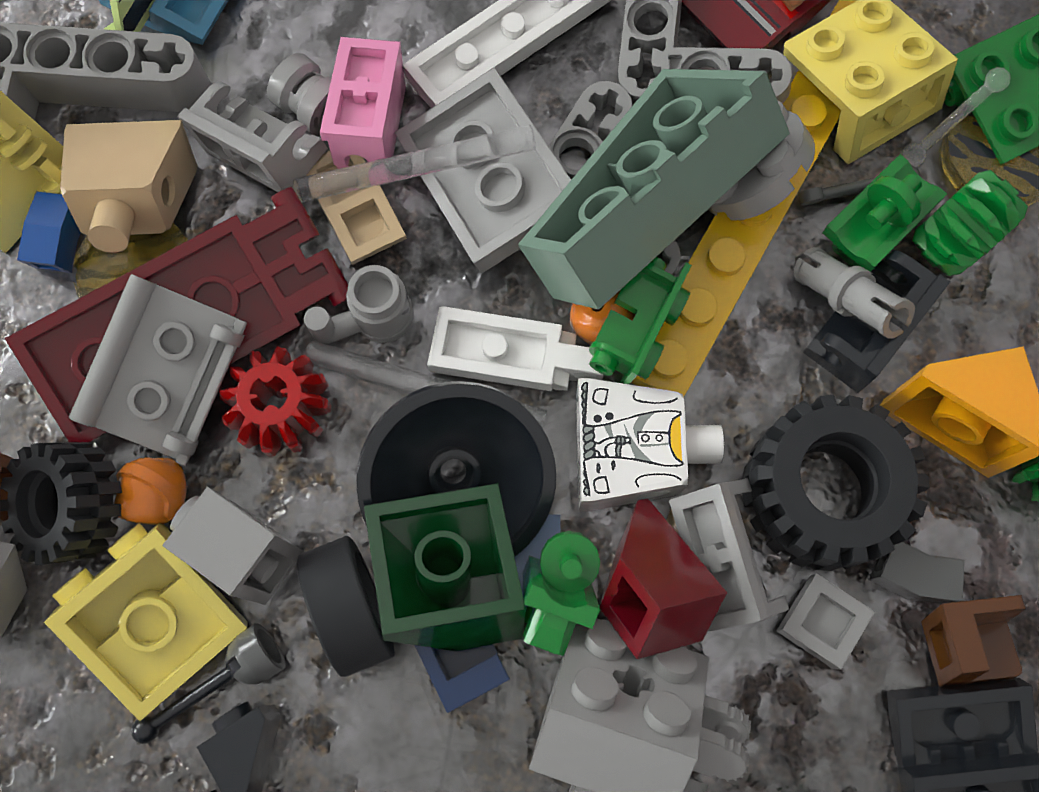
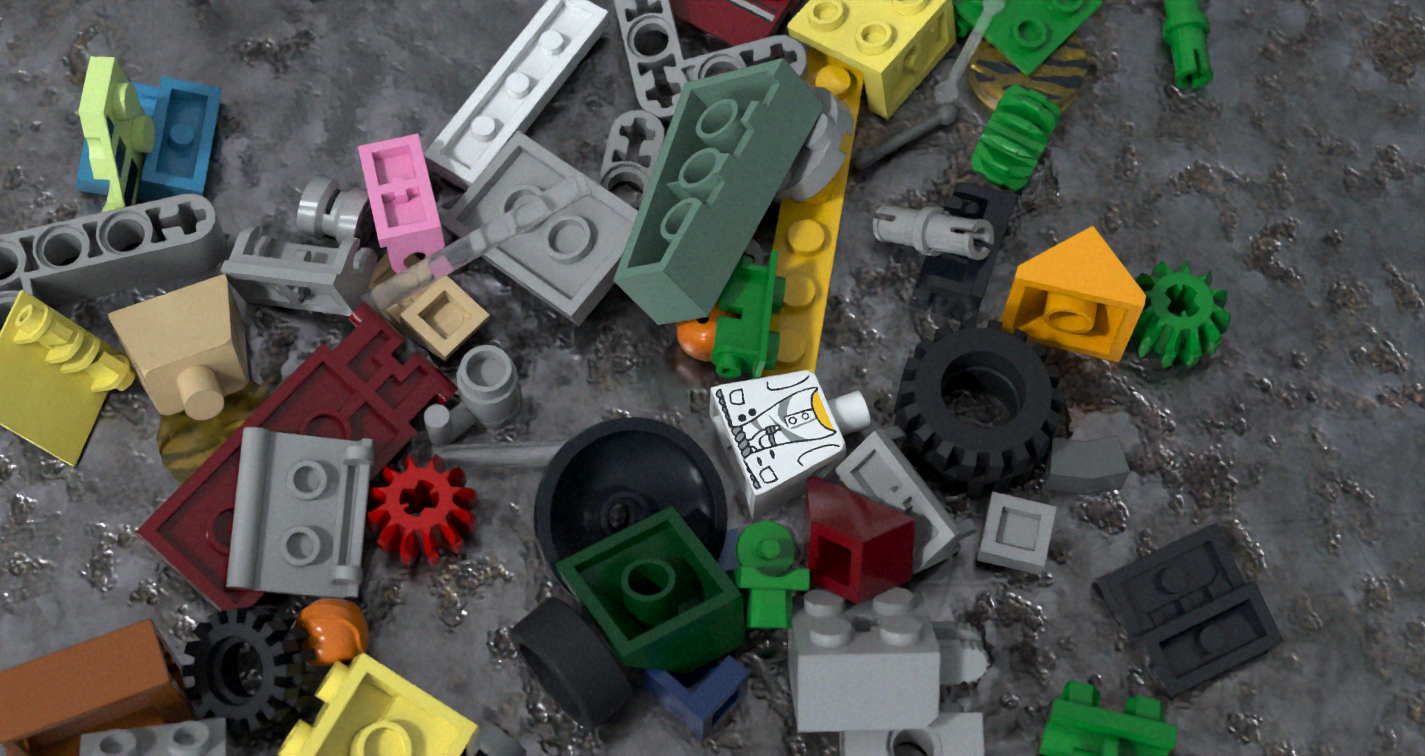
camera: 25 degrees left, 10 degrees down
(49, 234) = (123, 427): blue piece -> none
(231, 547) = (444, 644): light grey brick -> none
(507, 350) = (639, 385): white hinge -> none
(882, 215) = (935, 155): green hips -> none
(973, 640) = (1151, 502): reddish brown panel -> none

